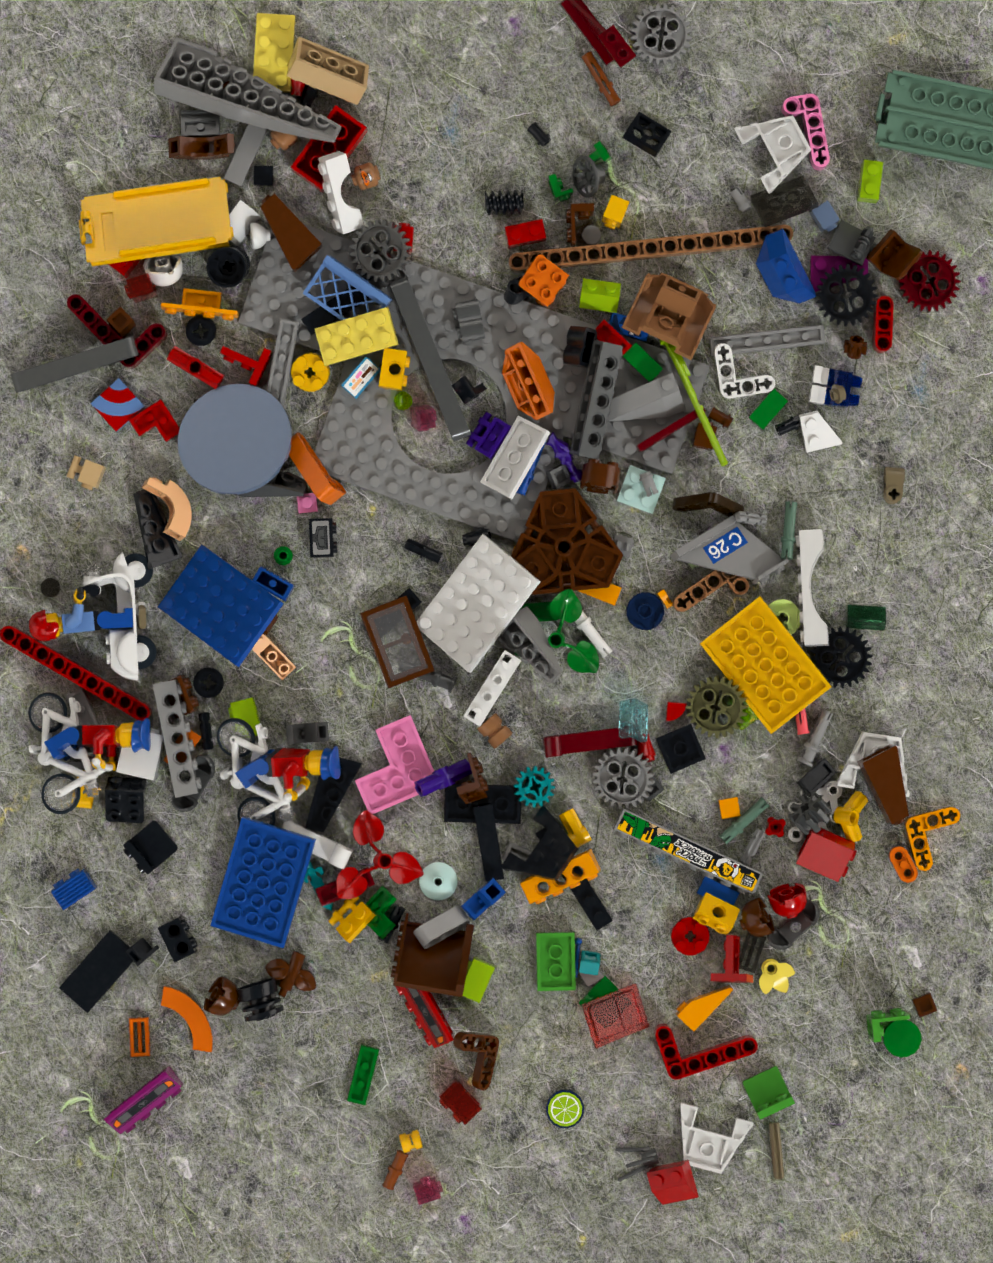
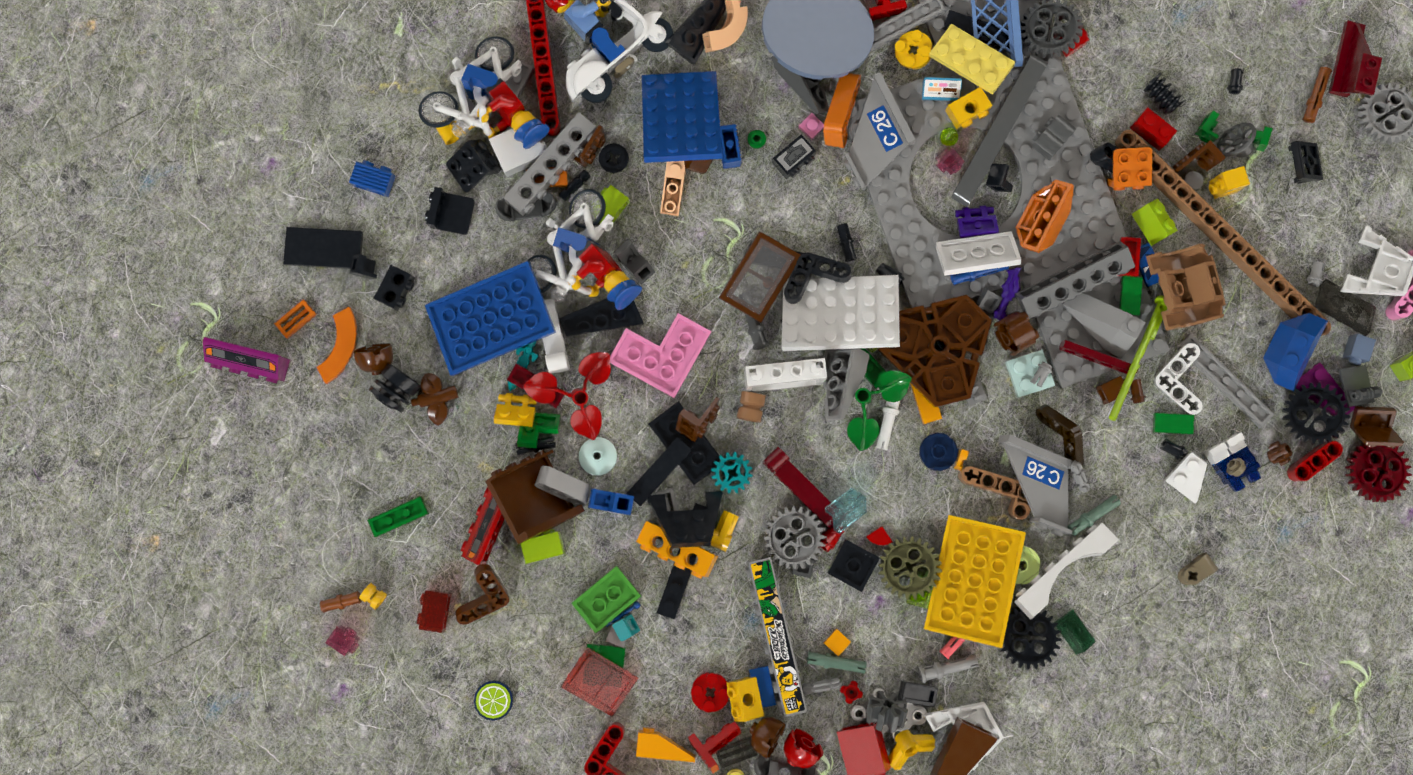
camera: 50 degrees right, 5 degrees down
(359, 458) = (879, 135): none -> light grey piece
(424, 595) = (814, 268): none -> black beam
(443, 777) = (682, 394): dark purple piece -> none
(579, 346) = (1104, 235): black brick -> none

